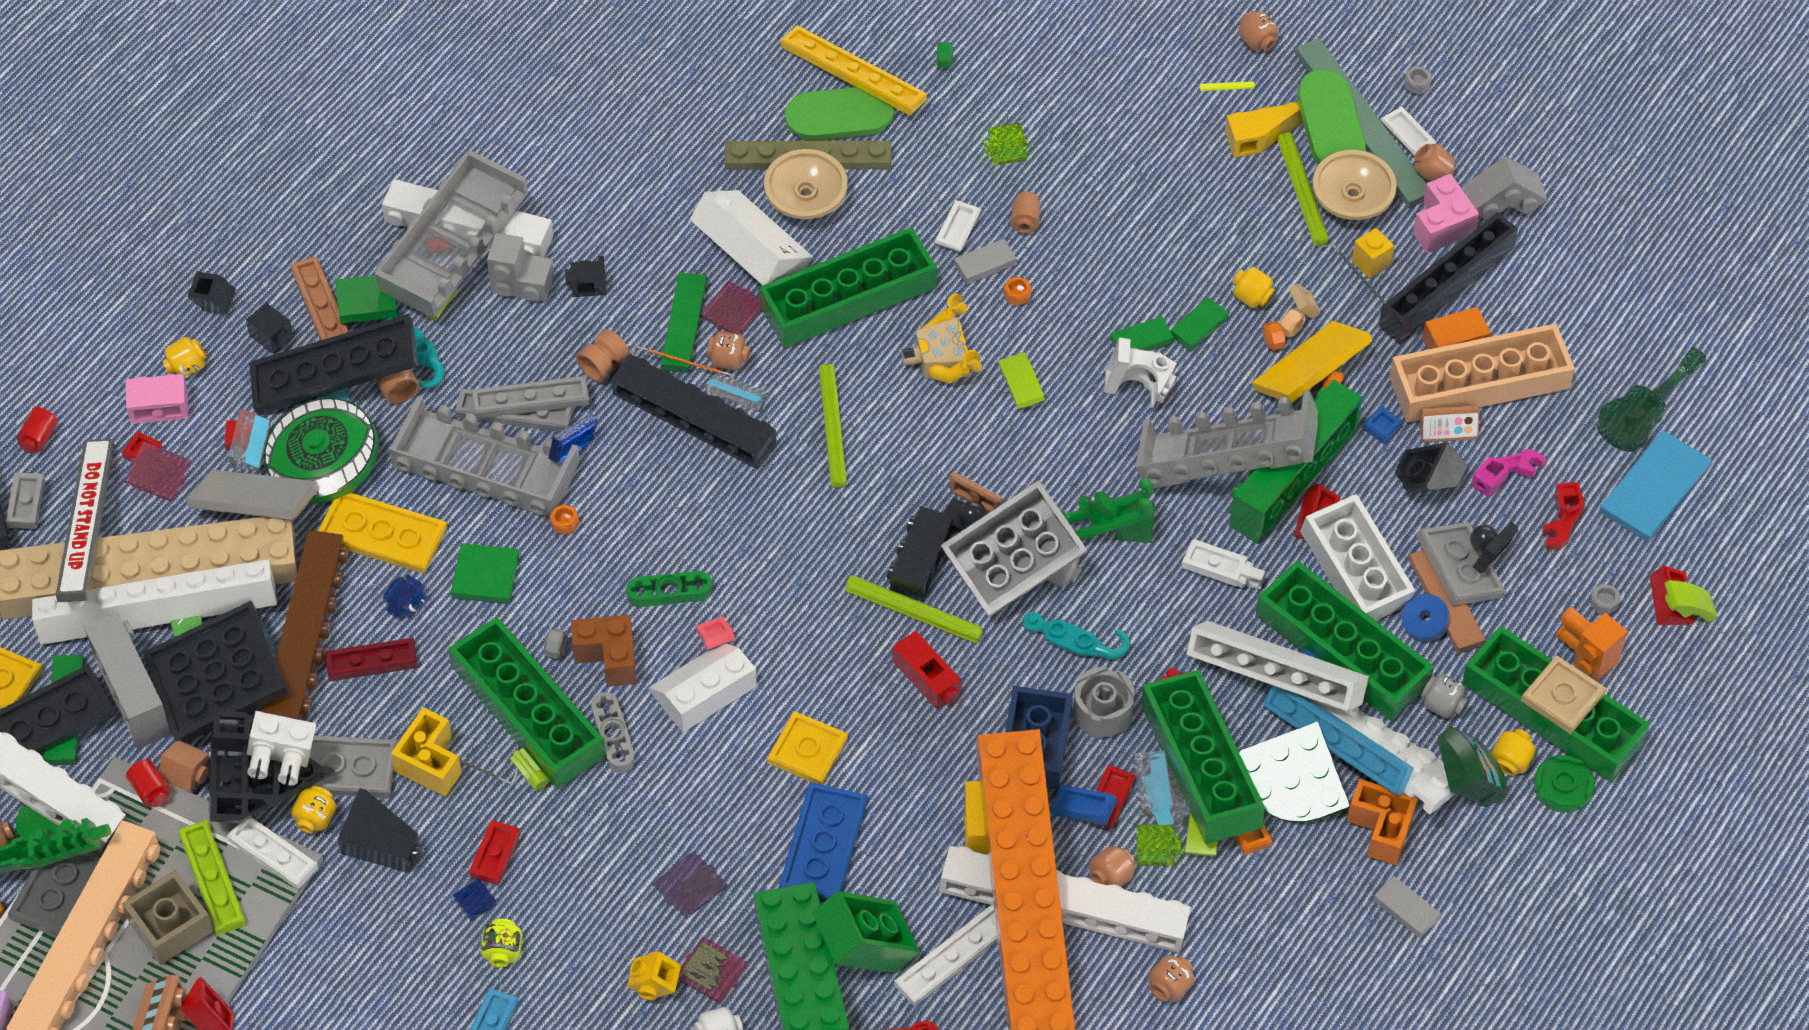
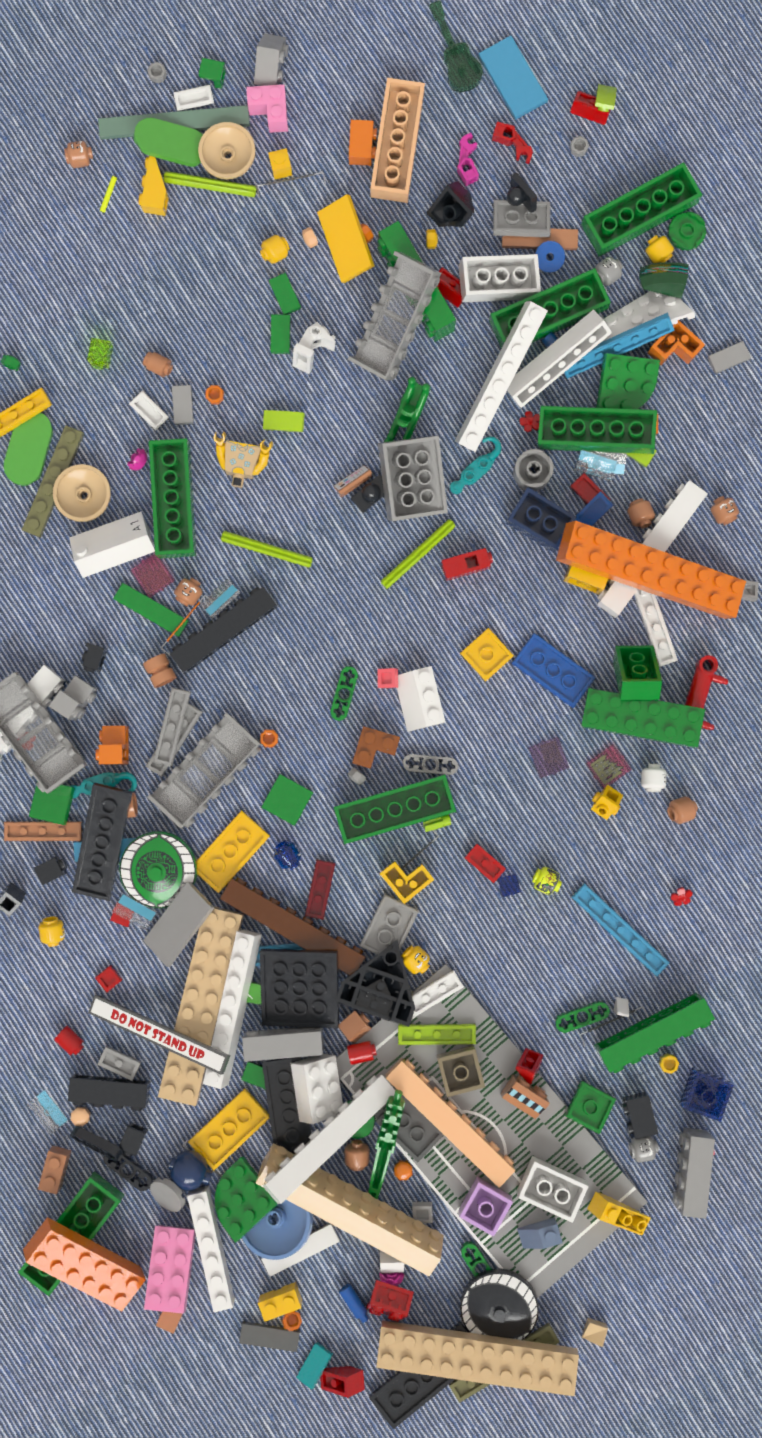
camera: 65 degrees left, 30 degrees up
(79, 738) = (316, 1088): none -> white brick
(156, 398) = (75, 958): bright pink brick -> none
(157, 471) = (130, 975): clear pink piece -> none
(279, 740) = (374, 965): white brick -> none
(378, 835) = (447, 926): black slope -> none
(471, 340) = (114, 745): none -> orange brick
(577, 434) = (216, 712): clear blue tile -> none
(880, 231) = (138, 460): none -> dark pink plate
(920, 553) = (383, 534): black brick -> none
(1157, 845) = (636, 481): clear neon green brick -> none
(1213, 601) = (501, 375): none -> white brick
(1222, 565) = (464, 359): white hinge -> none
(1273, 335) = (314, 253): orange tile -> none
(1305, 301) = (298, 222): tan tile -> none
(1369, 464) = (431, 239): none -> yellow tile
(1382, 425) = (404, 217): blue tile -> none
(1433, 162) = (229, 93): nougat head -> none
(1448, 277) = (319, 126): black brick -> none
(1449, 423) = (421, 178): slope -> none
(1454, 135) = (213, 70): none -> green panel
(1563, 694) = (646, 202): tan tile -> none
(1595, 643) = (615, 168): orange brick -> none

